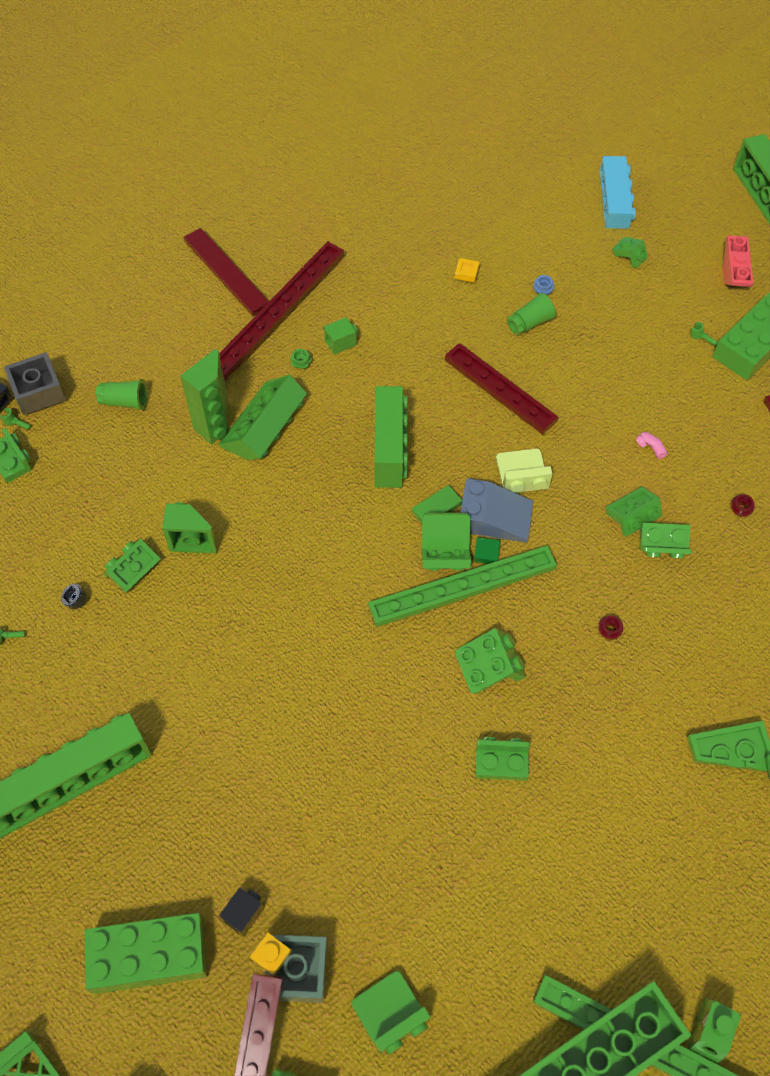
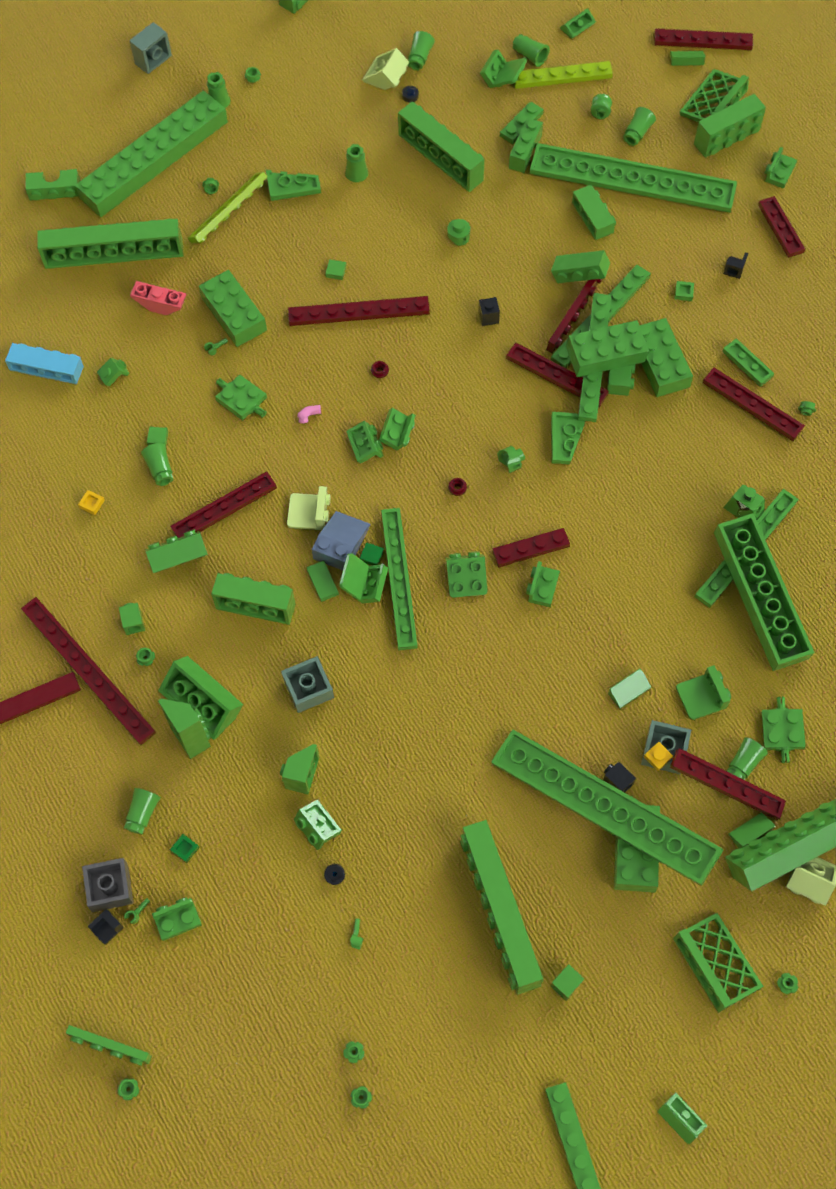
camera: 75 degrees left, 5 degrees up
(89, 446) = (184, 848): none -> green tile
(178, 907) = (608, 807): none -> bright green plate
(296, 514) = (307, 684): none -> sand green brick
(378, 905) = (629, 688): none -> slope
(429, 353) = (175, 551): none -> bright green brick
(543, 284) = (127, 443): medium blue plate -> none
(553, 736) = (531, 547): none -> dark red plate
(567, 309) = (157, 435): none -> bright green tile
(646, 373) = (241, 397): none -> bright green plate
(672, 682) = (511, 458): none -> bright green piece

